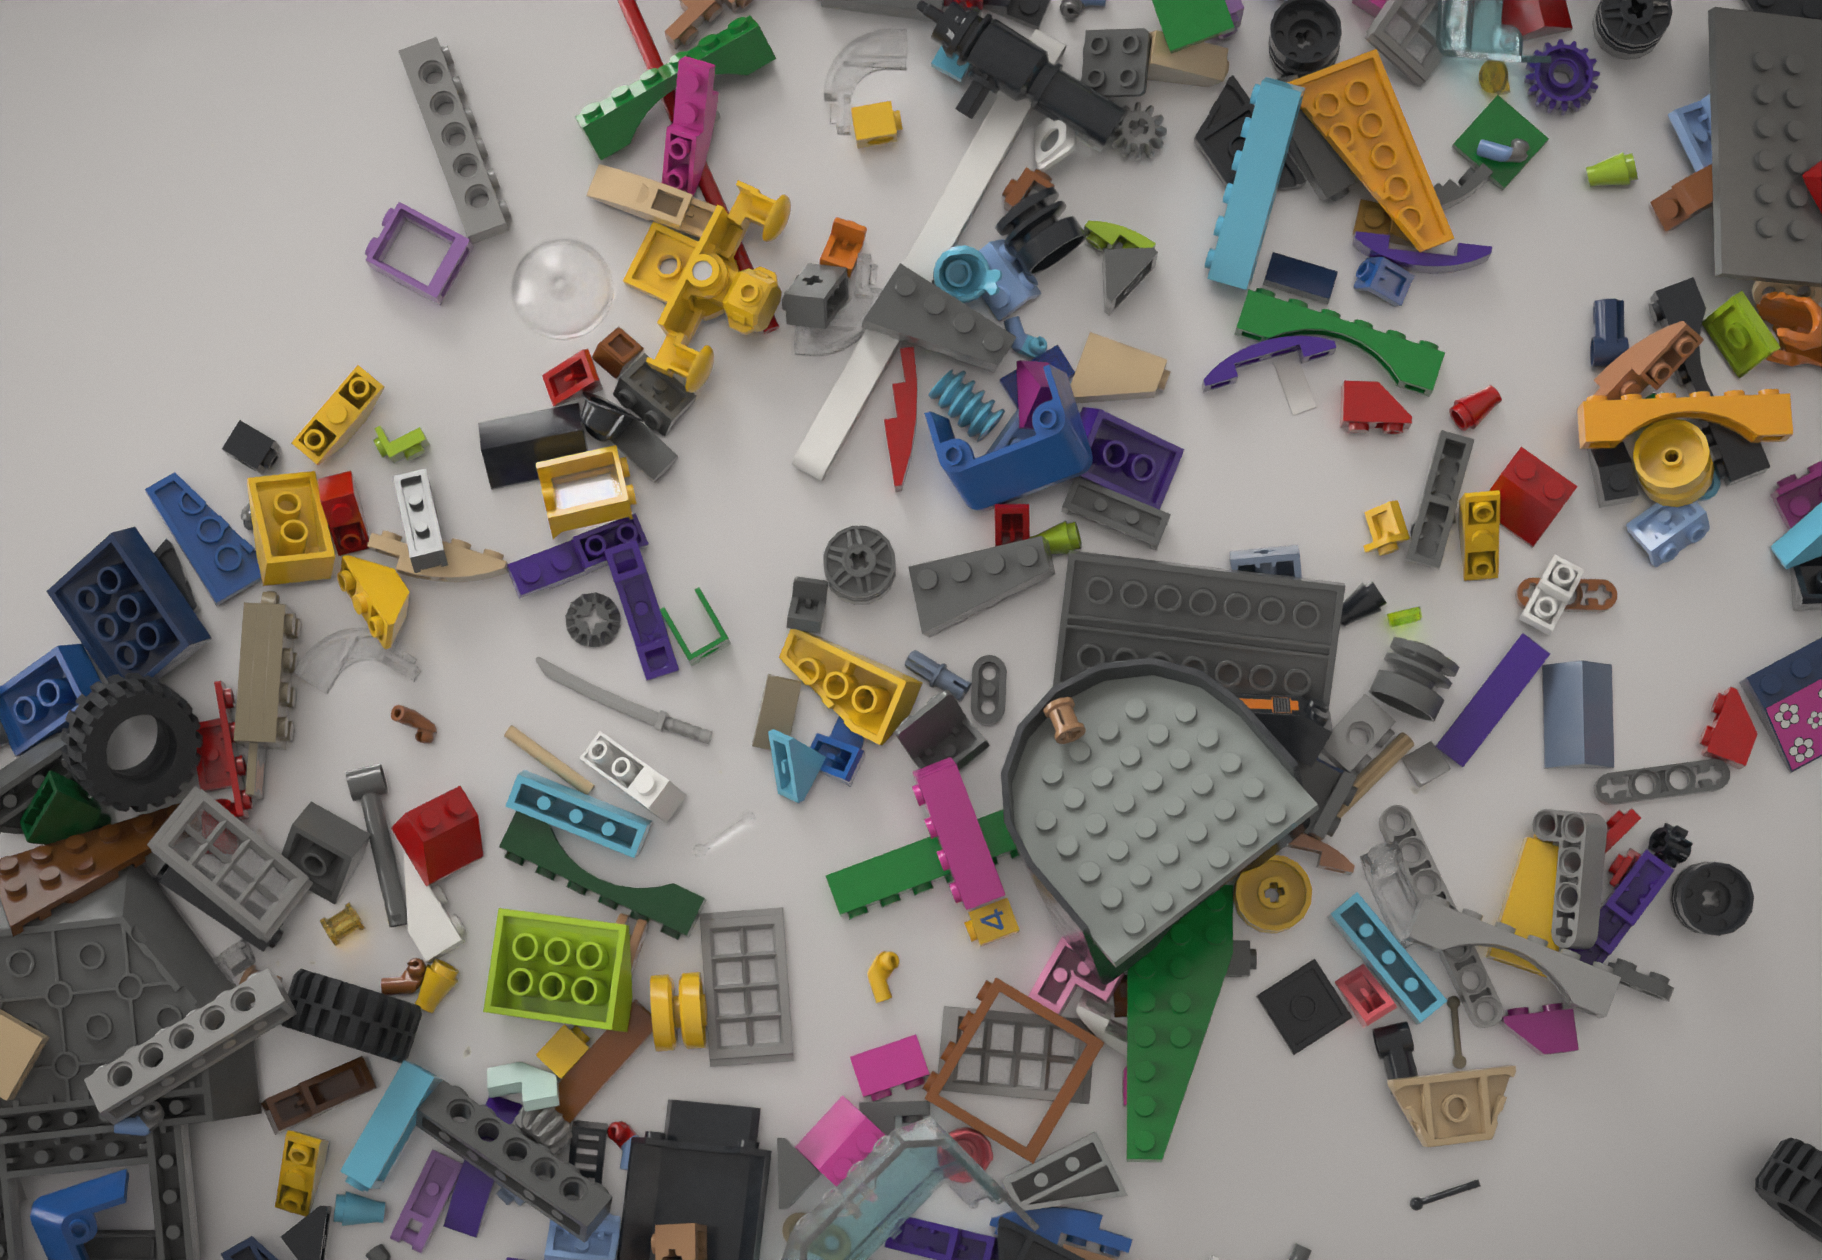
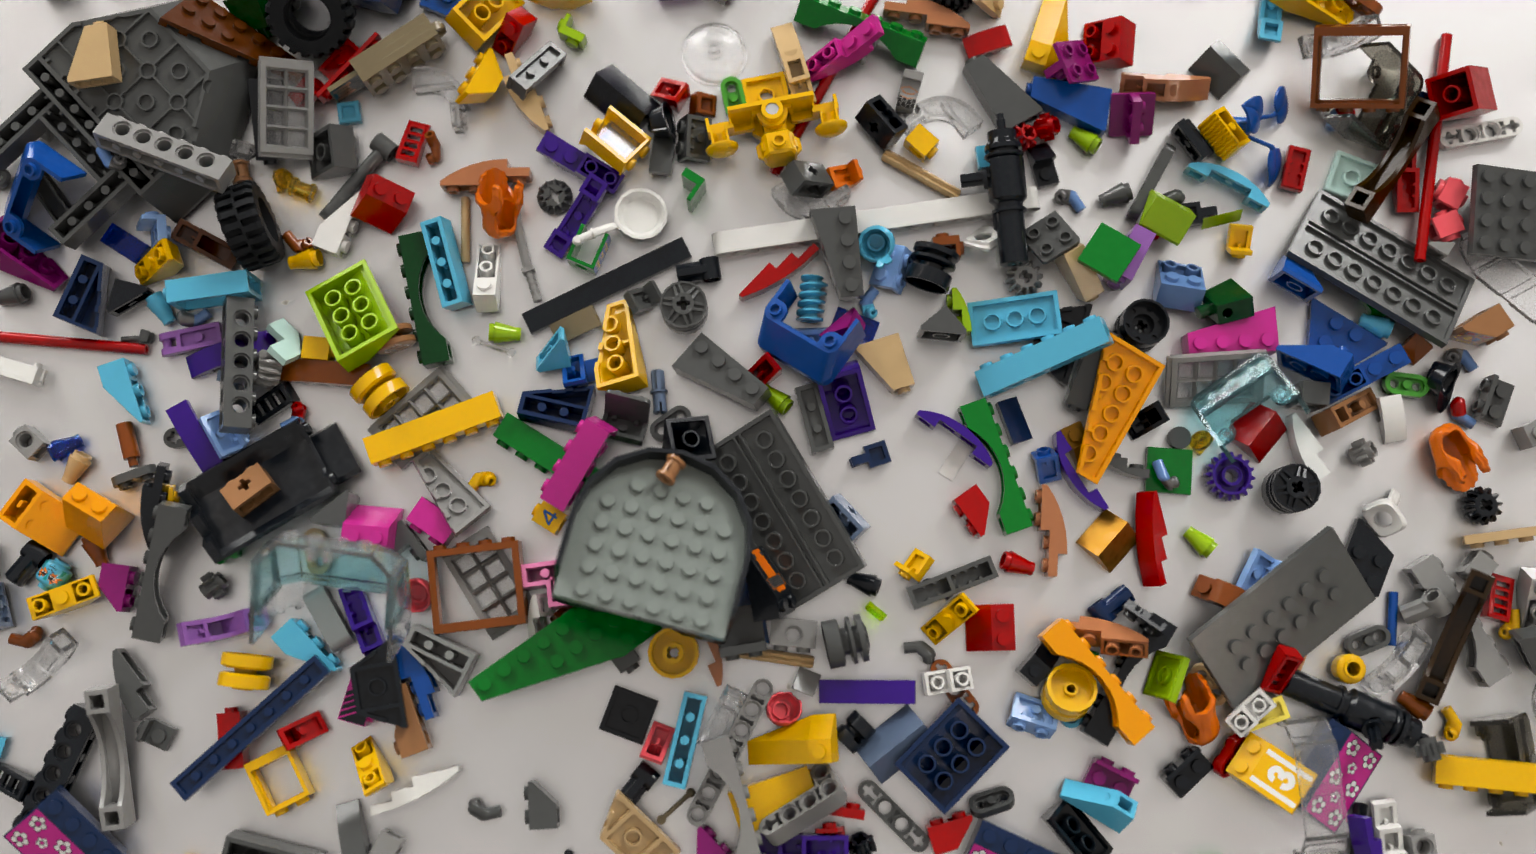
camera: 45 degrees right, 0 degrees up
(237, 1197) = (125, 243): none -> clear blue tile
(258, 1139) = (156, 224): none -> light blue bracket
(285, 794) = (349, 113): none -> medium azure tile
(309, 940) = (282, 179): none -> clear yellow plate
(403, 765) = (414, 160): none -> red slope
(403, 1182) = (191, 320): none -> arm
(494, 696) = (467, 178): none -> nougat slope
(556, 692) = (498, 203): none -> orange hair
(641, 308) = (734, 98): none -> bright green plate
(699, 533) = (637, 214): none -> white piece
(715, 436) = (695, 185): none -> green panel
(718, 809) = (503, 333): none -> lime cone
(755, 640) = (607, 285): none -> black tile
(777, 979) = (433, 429): none -> yellow brick
(797, 89) = (909, 91): none -> light grey leg
(812, 152) = (881, 122): none -> black brick
(829, 506) = (704, 270): none -> black piece
(868, 810) = (557, 408): none -> dark blue wedge
(876, 1017) = (451, 493): none -> light grey wing
(912, 155) = (920, 174): none -> tan axle
(1024, 679) = (691, 435): none -> black slope
(1180, 180) = (1014, 318): none -> medium azure plate
(1215, 475) = (874, 455): none -> dark blue plate
(1339, 1191) = (542, 807): none -> dark grey slope
(1422, 116) = (1148, 419): none -> black slope
(1439, 814) = (783, 708): none -> coral hair
(1455, 326) = (1050, 520): none -> nougat slope
(1470, 99) = (1179, 438): none -> dark grey tile
(1491, 596) = (922, 648): none -> dark grey arm
(1494, 822) = (803, 742): none -> yellow wedge
(1528, 277) = (1108, 540): none -> pearl gold slope
(1529, 751) = (854, 731): none -> black wheel
(1559, 224) = (1149, 534): none -> red slope
(1644, 657) = (951, 755): none -> dark blue slope
(1668, 306) = (1150, 625): none -> black wing
(1732, 653) = (991, 802): none -> dark grey plate

